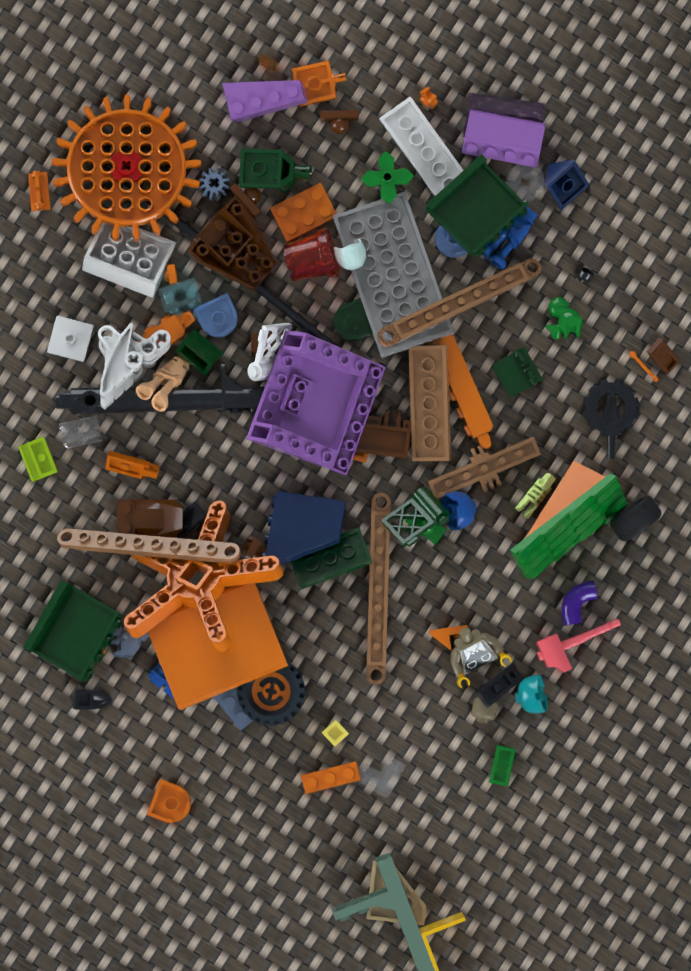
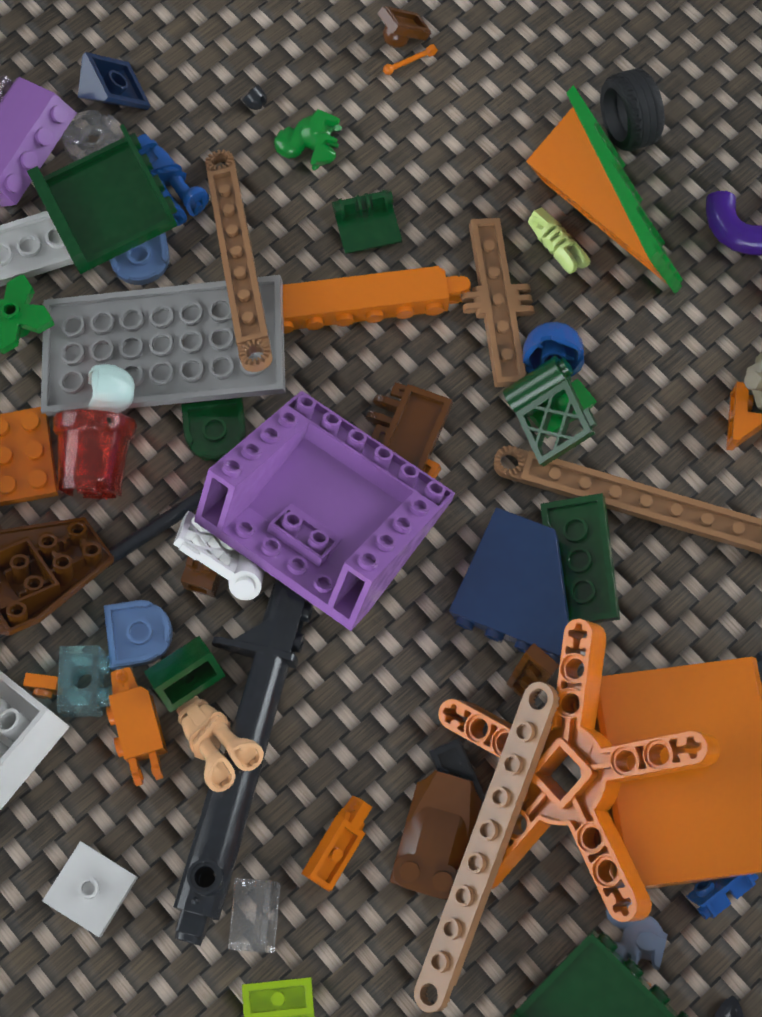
camera: 70 degrees left, 15 degrees down
(118, 350) = (150, 804): white piece -> none
(430, 403) = (377, 344): medium nougat plate -> none
(610, 424) = (480, 119): black bar -> none

